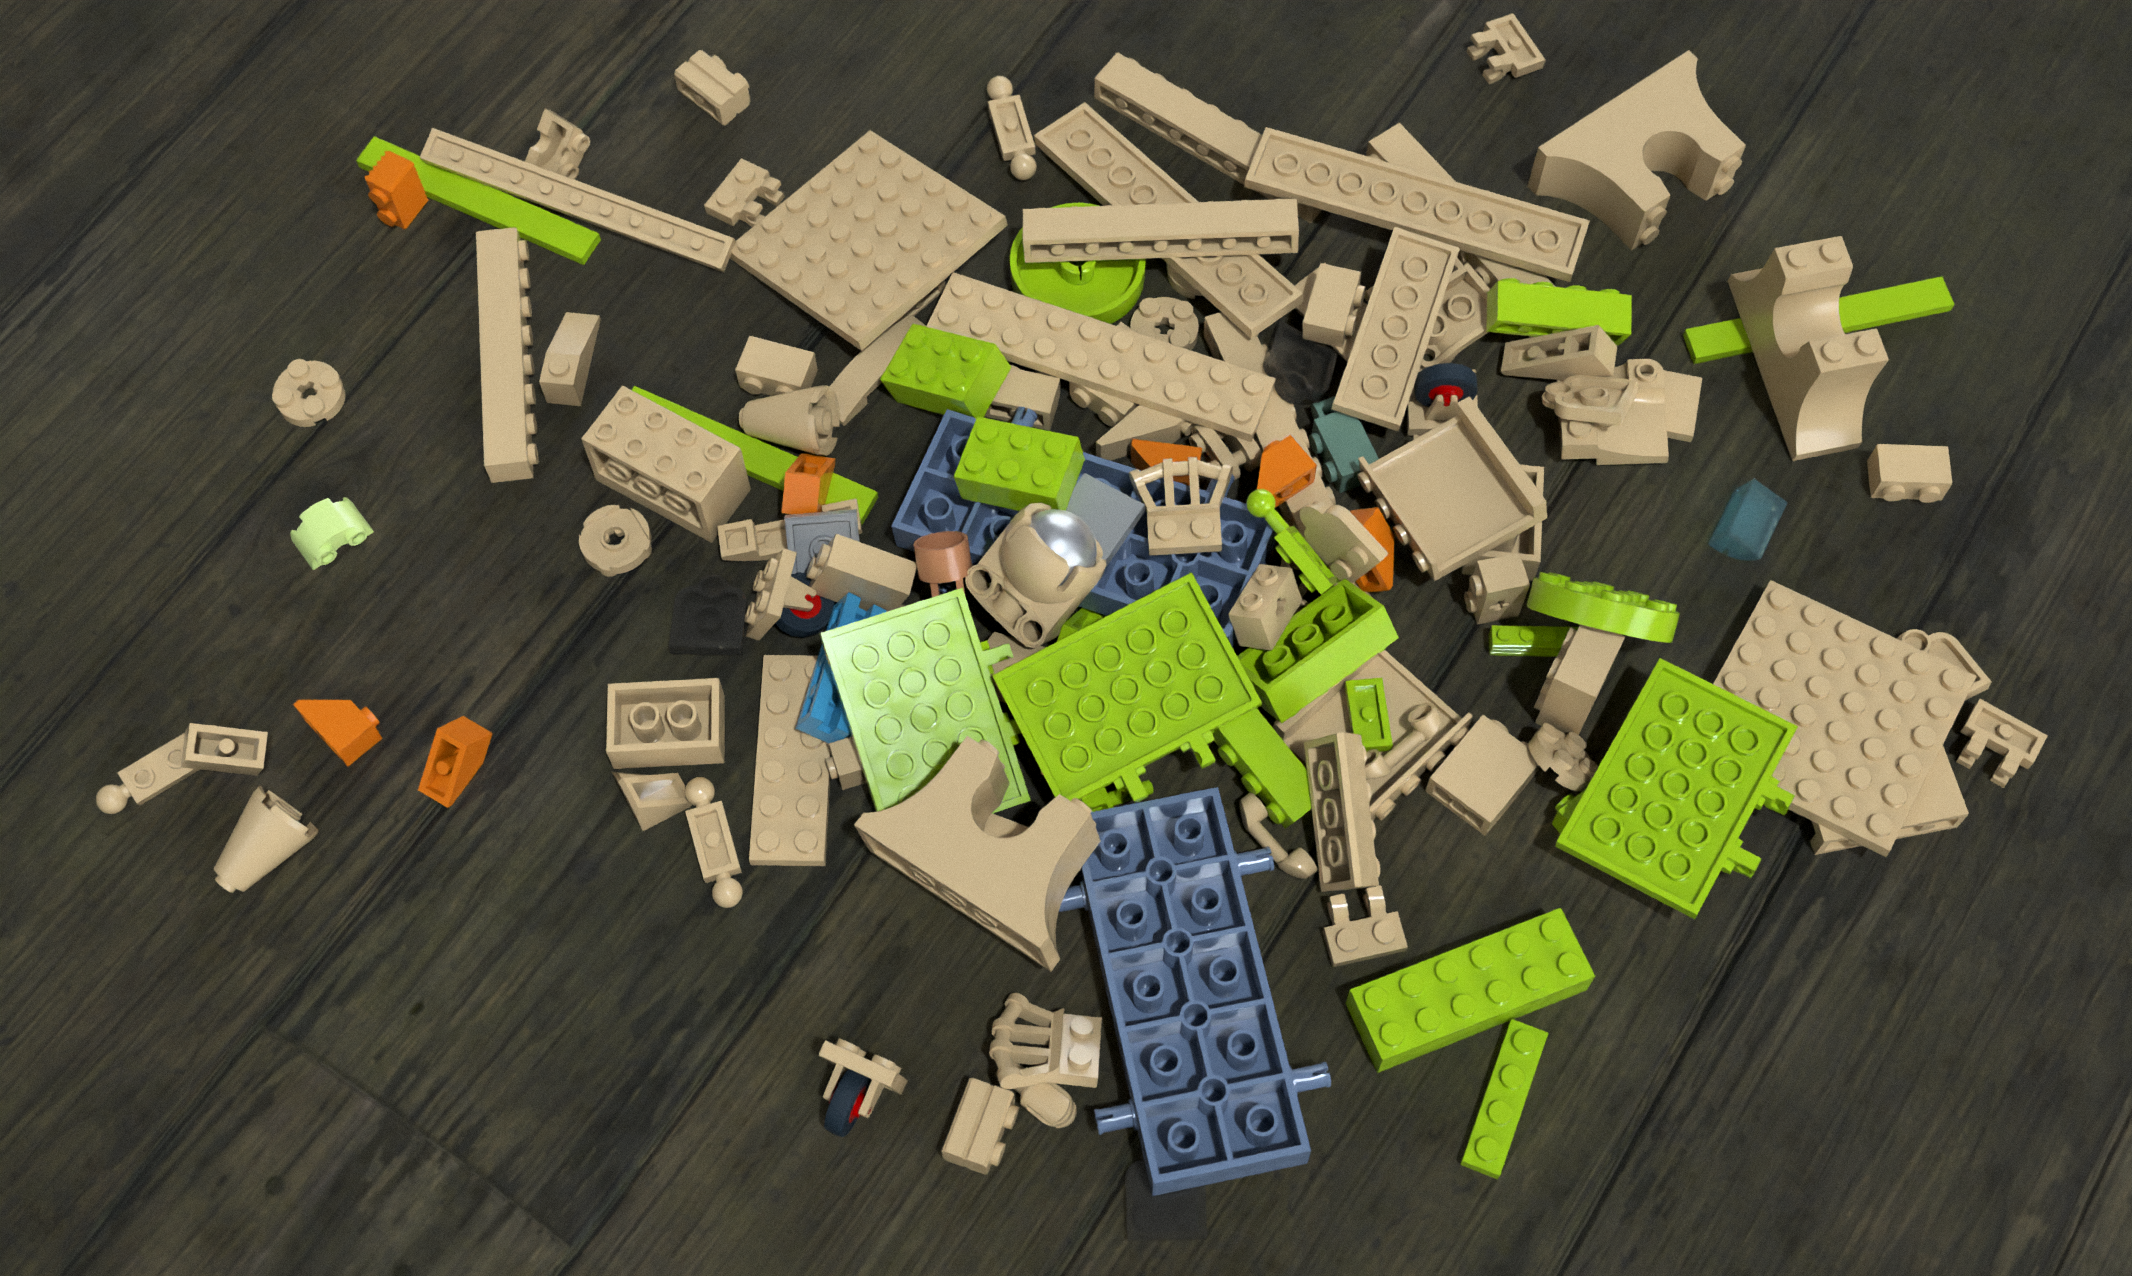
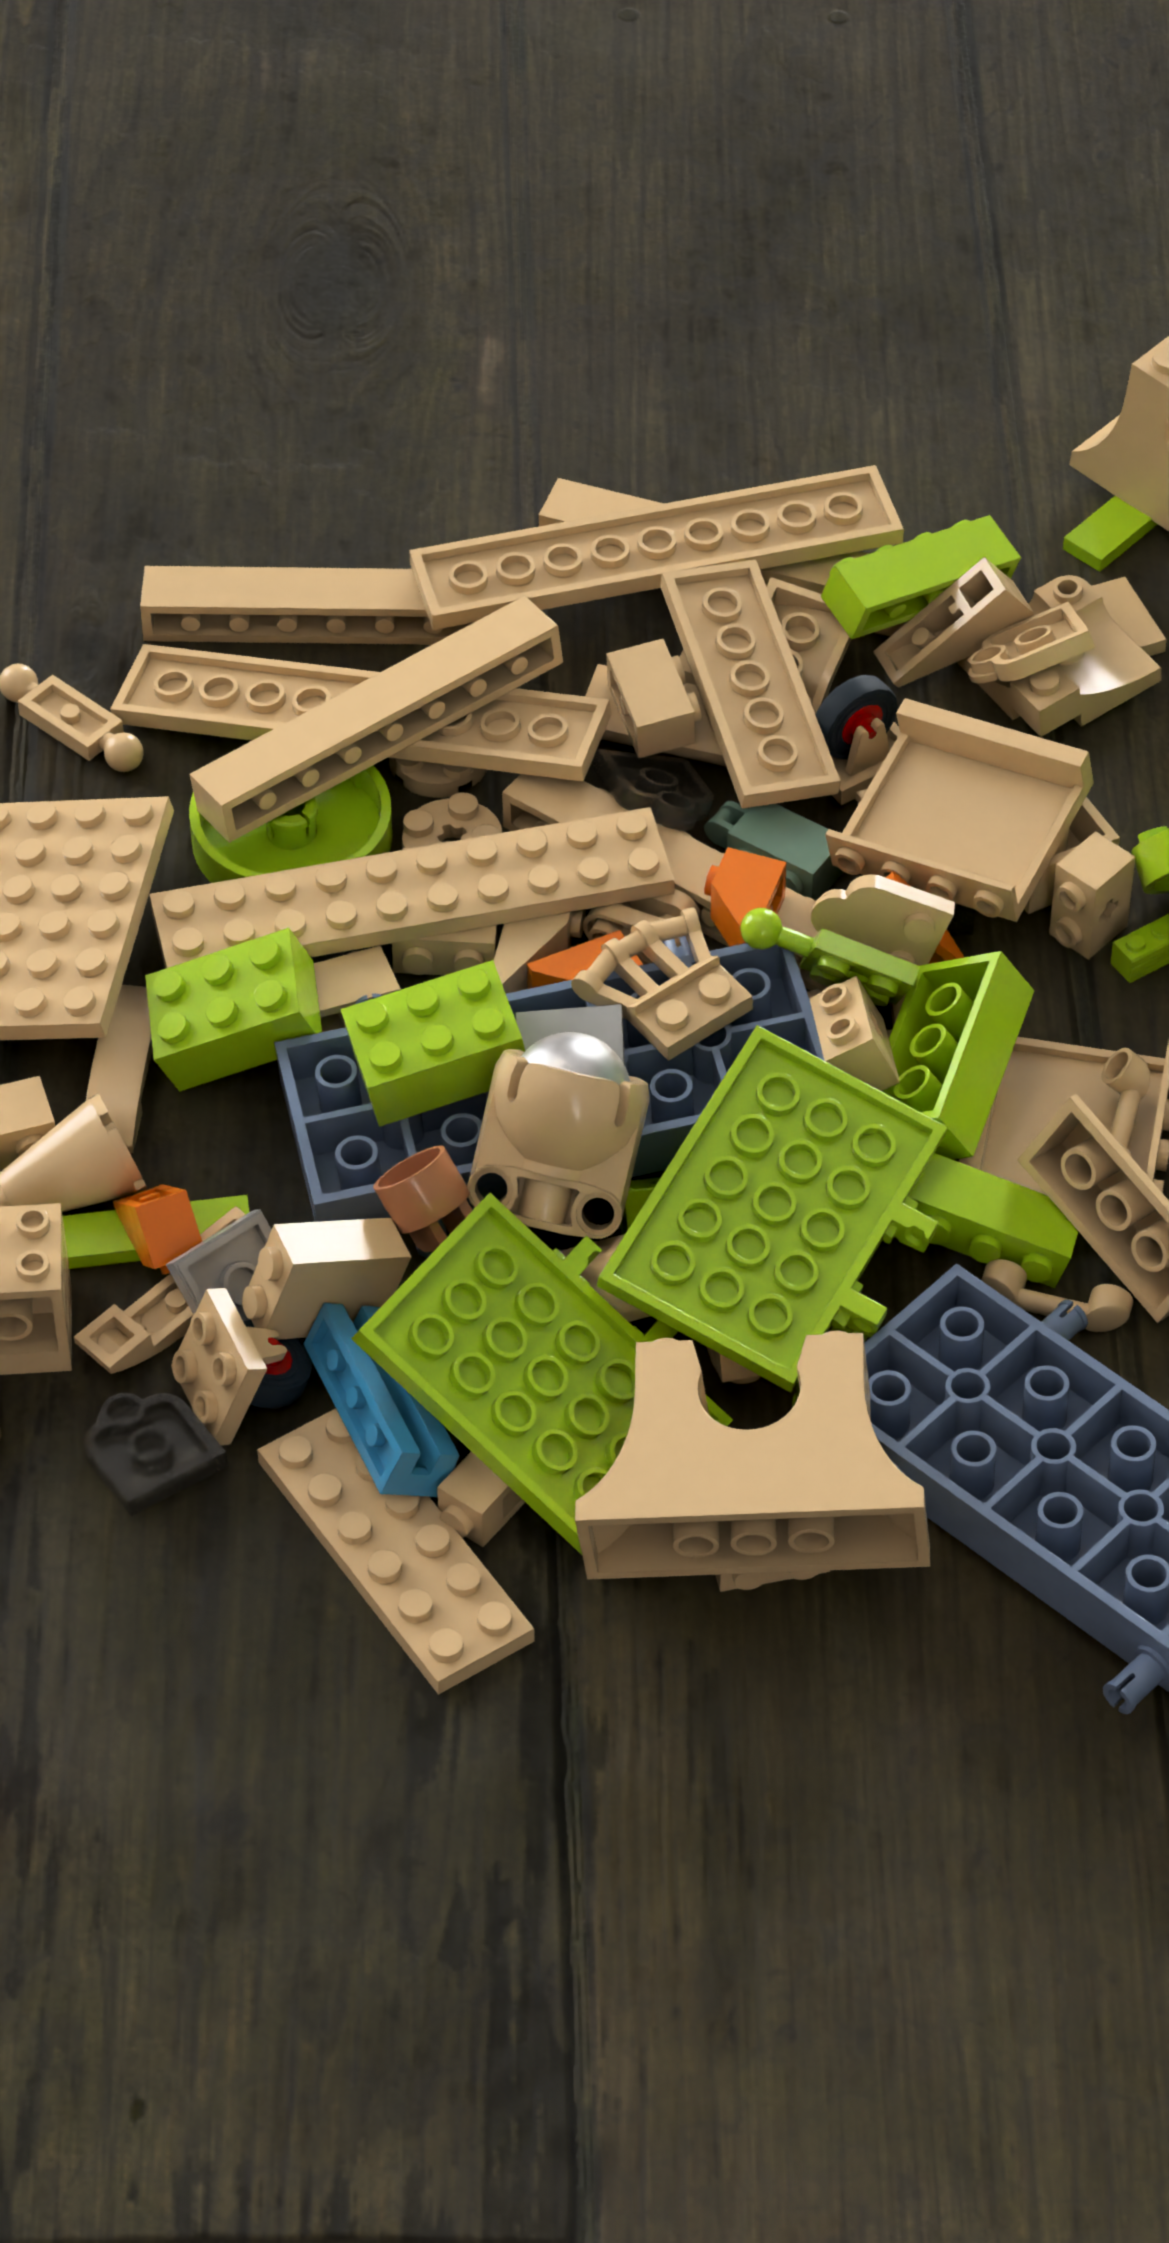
camera: 35 degrees left, 15 degrees down
(653, 796) = (243, 1688): tan slope -> none
(666, 723) = (203, 1585): tan brick -> none
(713, 842) = (374, 1688): tan plate -> none
(855, 1084) = (795, 1824): plate -> none
(979, 1126) = (978, 1795): tan brick -> none
(1047, 1103) = (1019, 1720): tan arm -> none
(1071, 1052) = (984, 1659): tan plate -> none
(1369, 713) = (1038, 1094): lime plate -> none
(1513, 45) = (618, 344): tan plate -> none
(1650, 127) = (871, 377): tan piece -> none

